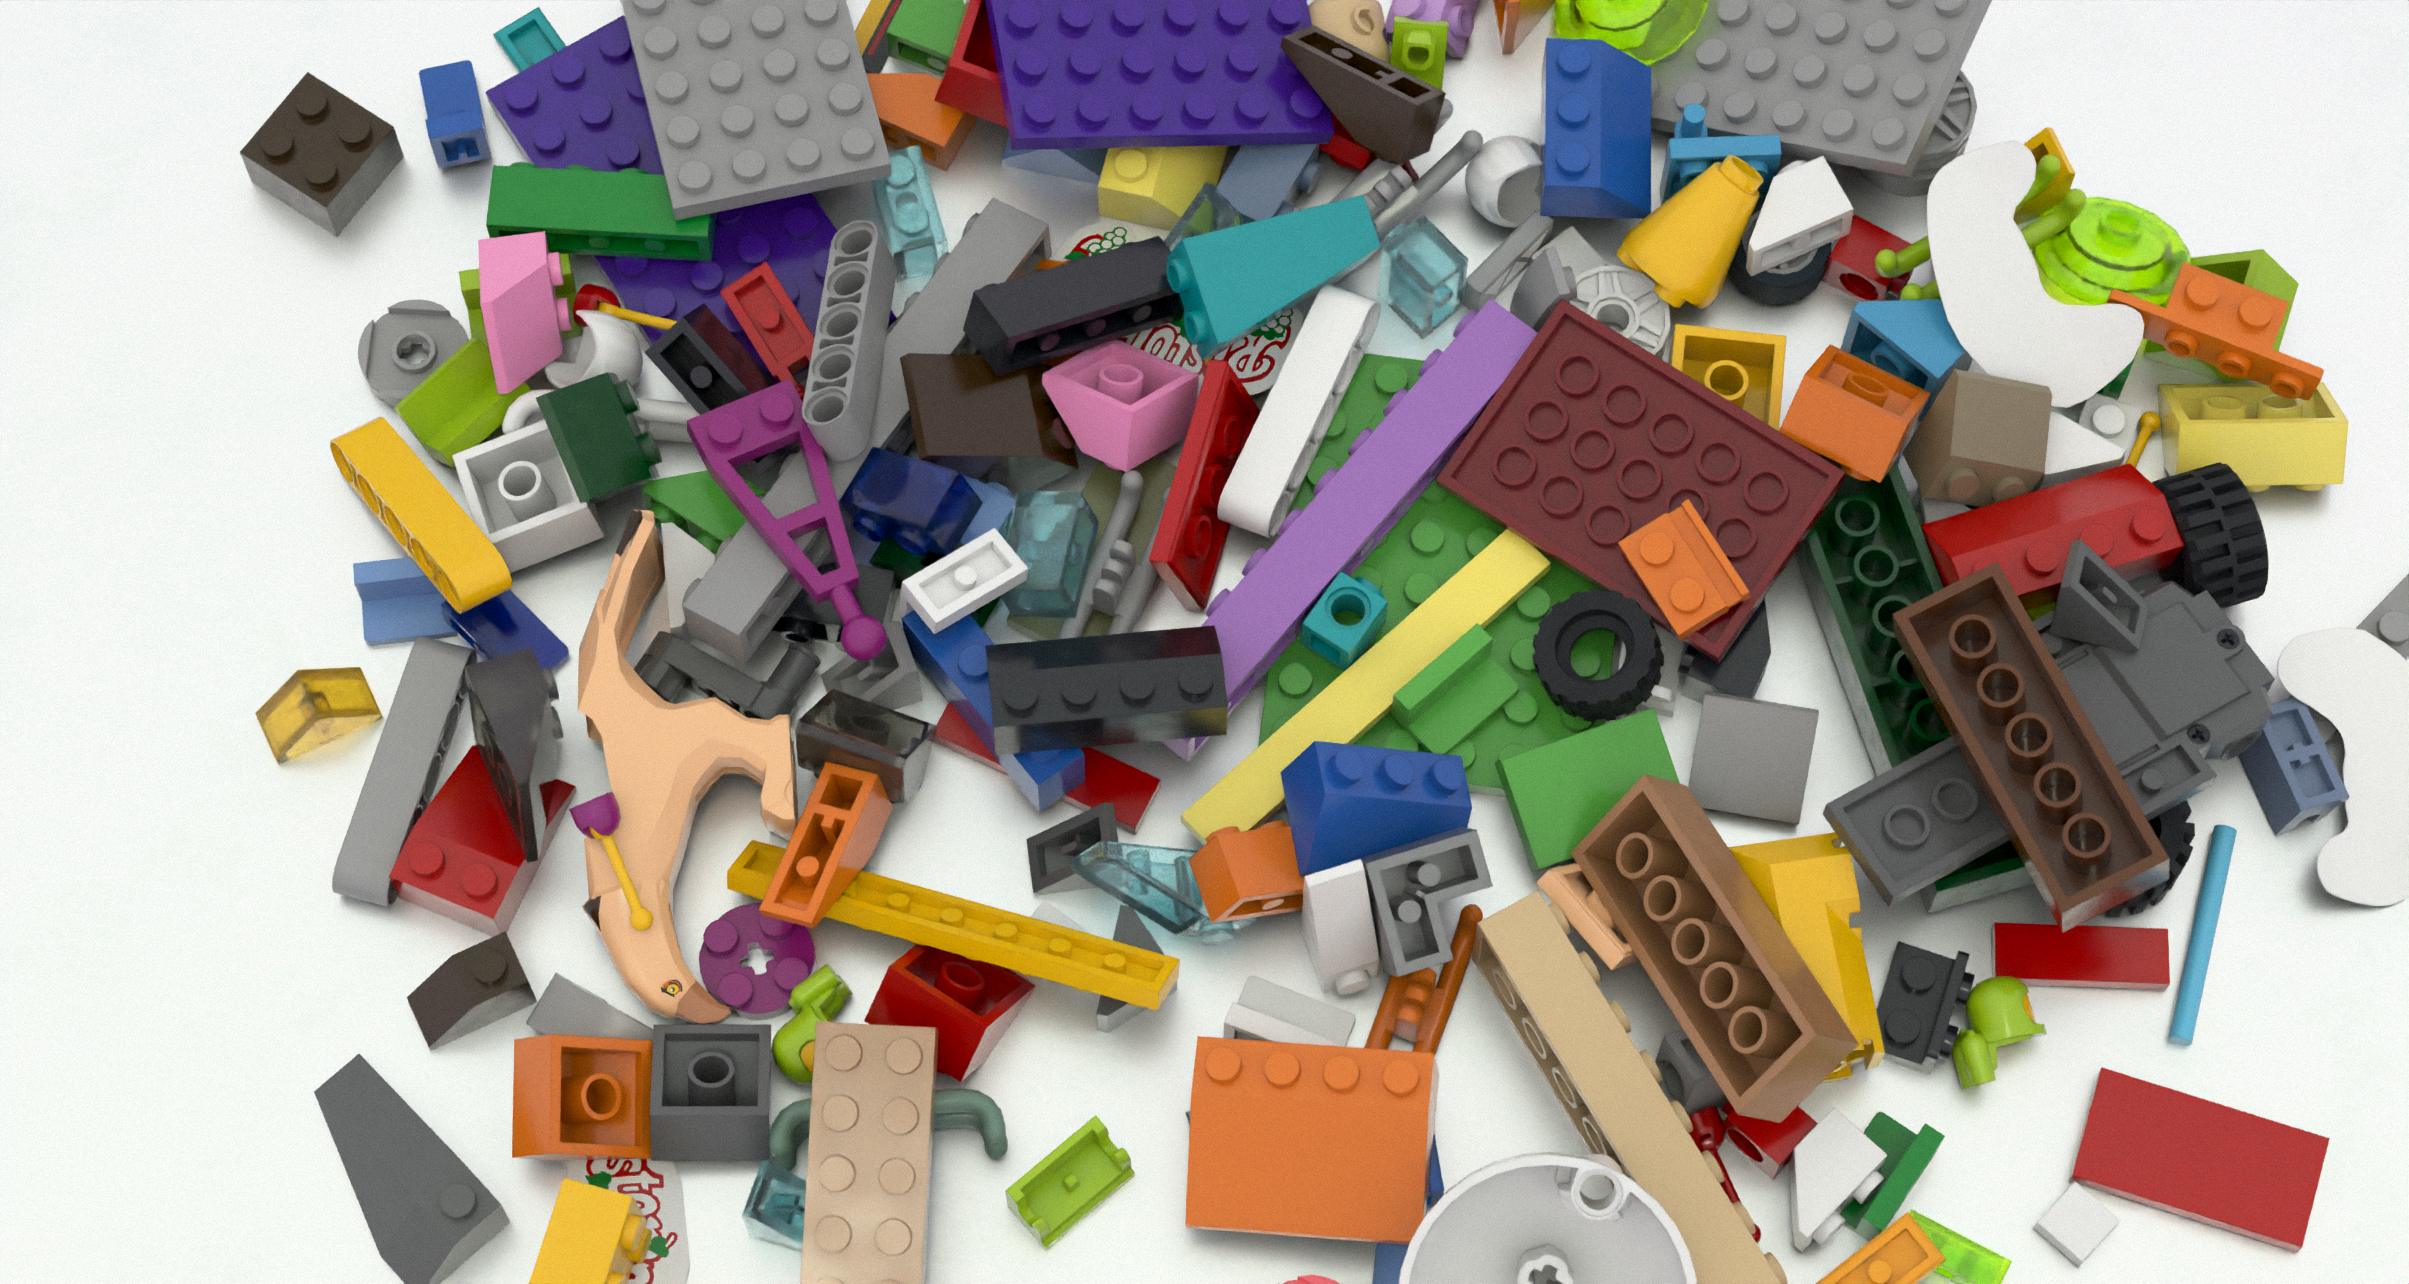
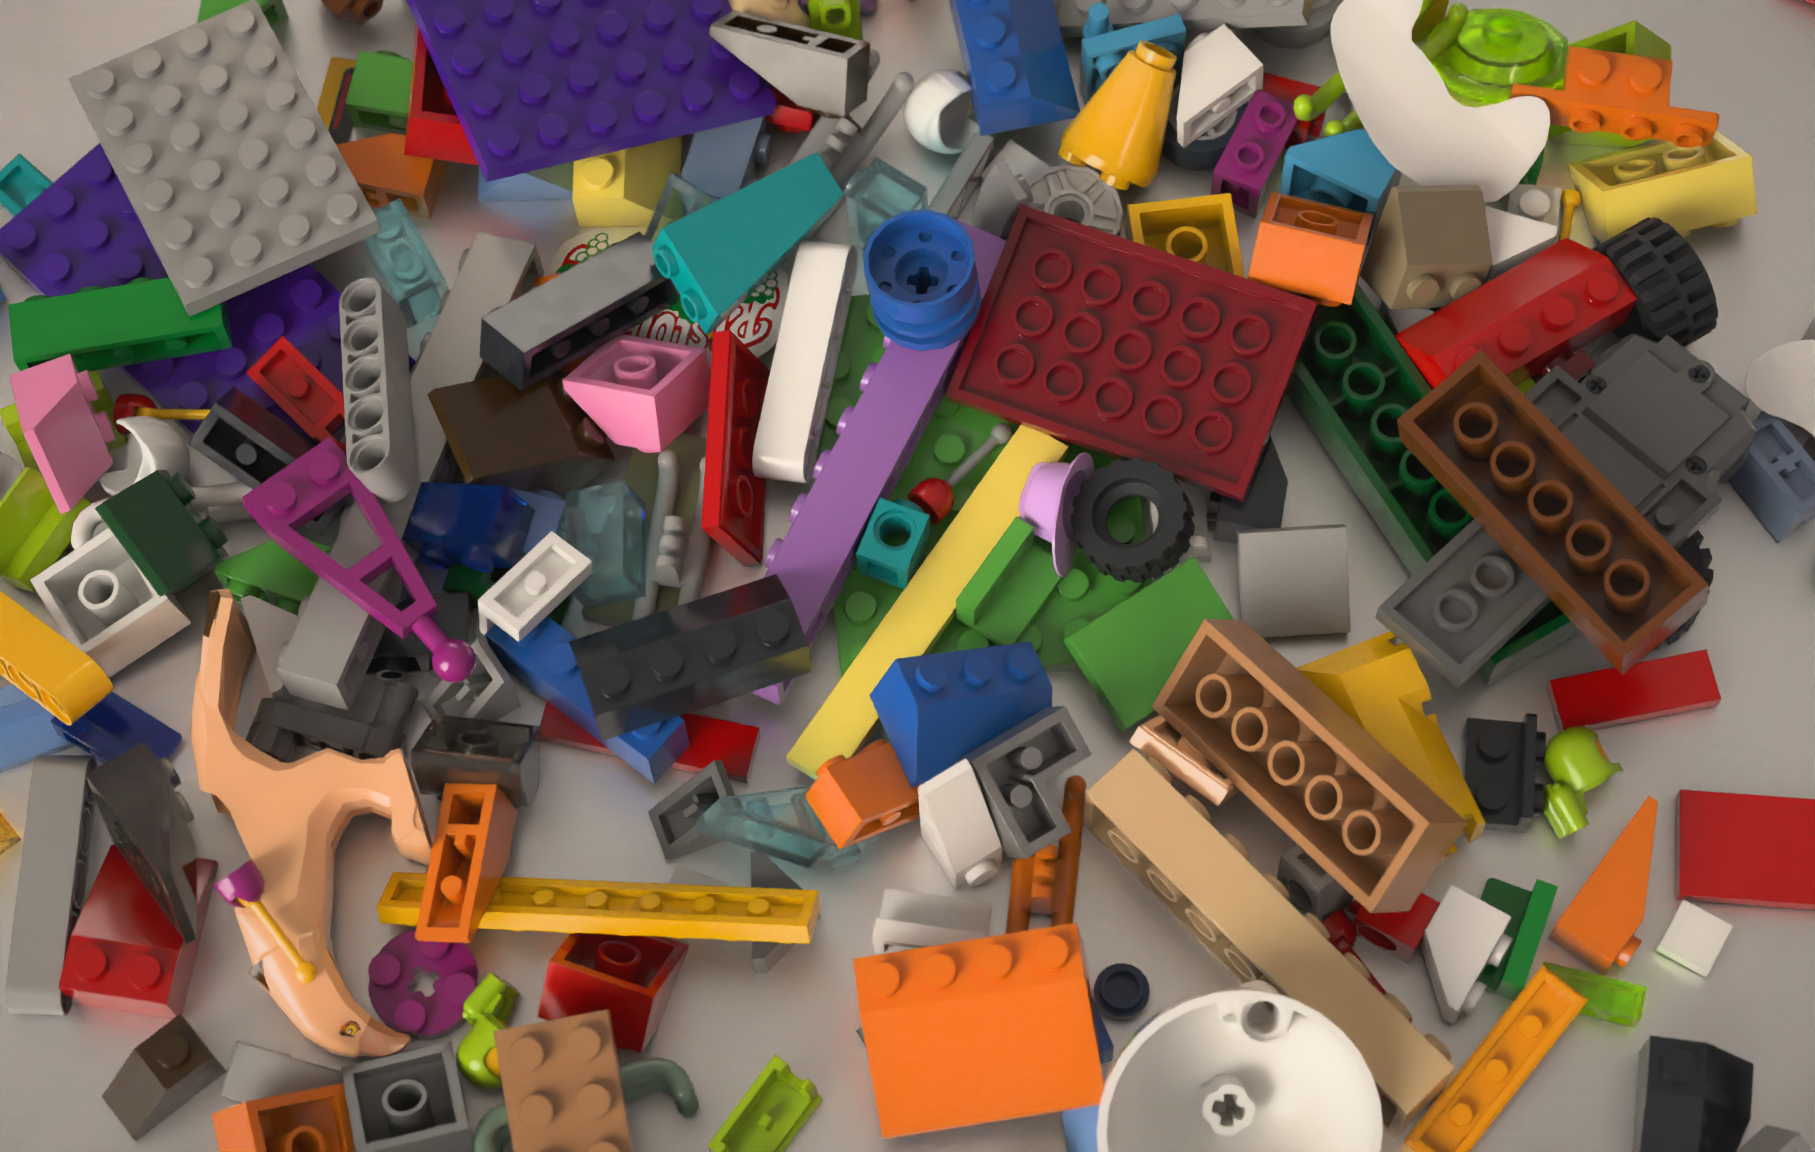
camera: 10 degrees left, 0 degrees up
(1401, 582) = (936, 494): none -> hinge
(1432, 329) = (920, 255): none -> blue wheel
(1468, 1137) = (1121, 991): none -> dark blue plate
(1514, 619) = (1048, 505): none -> lavender piece
(1684, 570) = (1193, 424): orange plate -> none
(1823, 297) = (1254, 152): none -> magenta bracket
(1993, 1170) = (1612, 902): none -> orange slope
(2097, 603) = (1575, 368): dark grey slope -> none
(2202, 935) = (1738, 648): medium azure bar -> none

